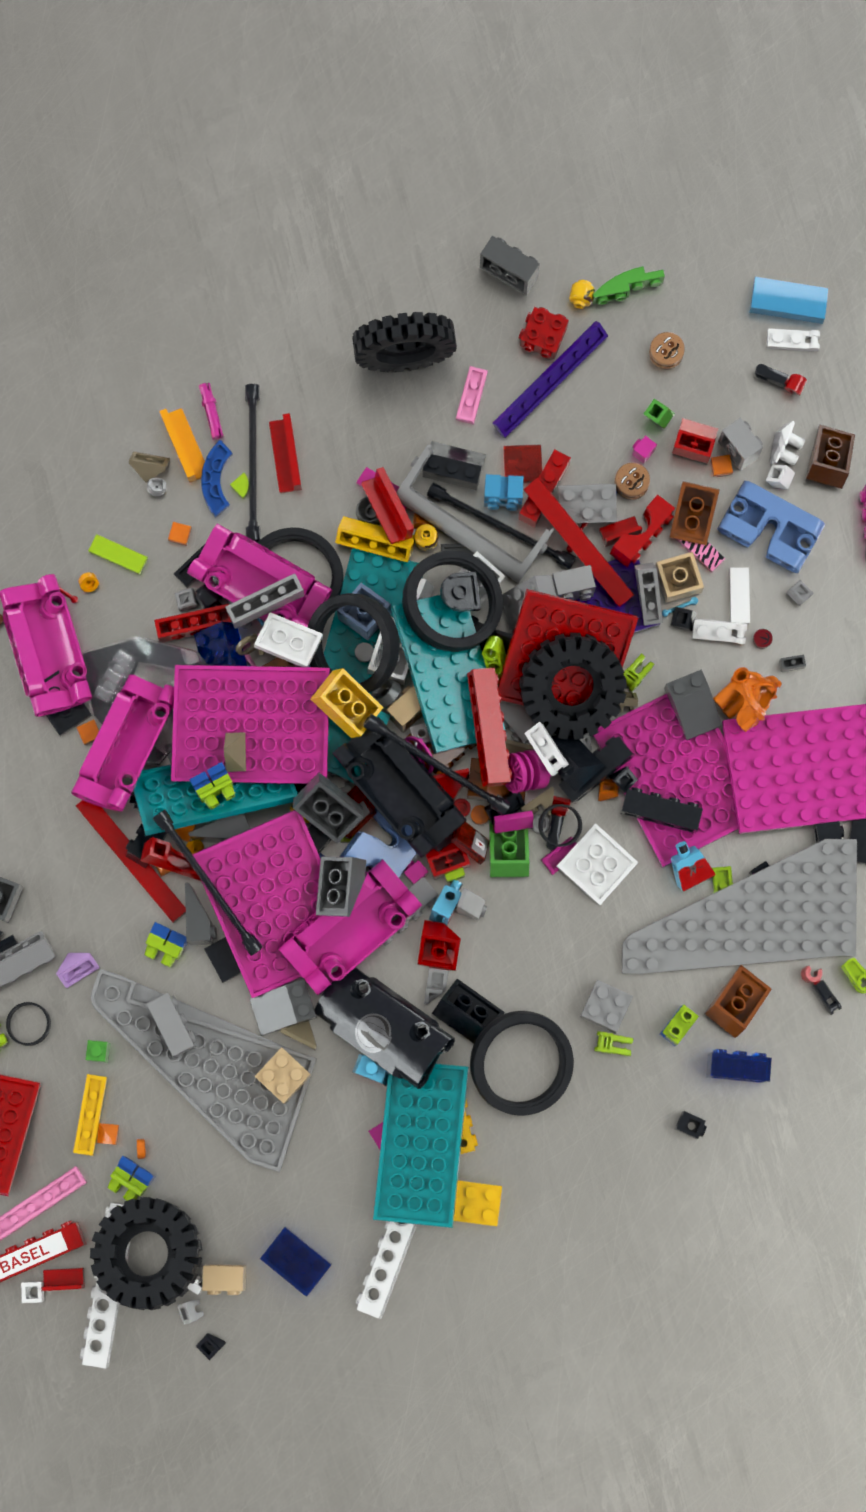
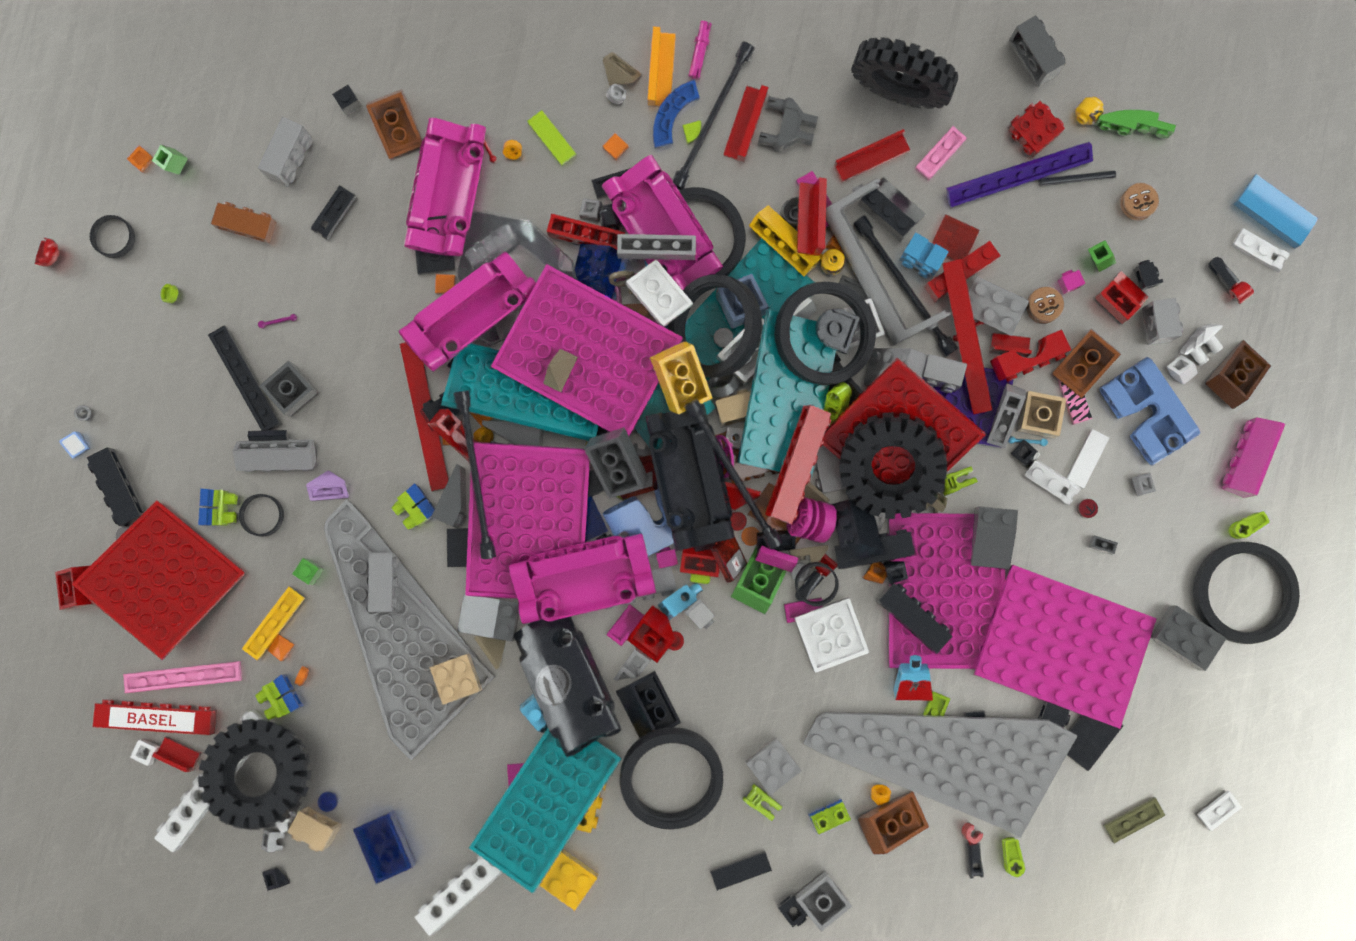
camera: 30 degrees right, 5 degrees up
(221, 782) = (516, 394): lime hips -> none
(223, 1250) = (328, 801): none -> clear blue tile
(327, 439) = (790, 126): none -> dark grey connector
(339, 885) = (590, 538): dark grey slope -> none
(409, 951) = (625, 625): none -> dark pink tile
(412, 428) = (871, 156): none -> red panel
(464, 943) = (678, 642): none -> red tile
(546, 748) = (839, 510): white plate -> none
(602, 357) = (1077, 178): none -> black bar
(626, 1115) = (741, 870): none -> black tile
(707, 410) = (1147, 275): none -> black brick
(713, 1101) = (823, 901): none -> light grey brick
(714, 982) = (880, 794): none -> light orange tile
(721, 465) = (1133, 332): orange tile -> none
(739, 1066) = (863, 883): clear blue brick -> none
(747, 697) = (1051, 552): orange helmet -> none

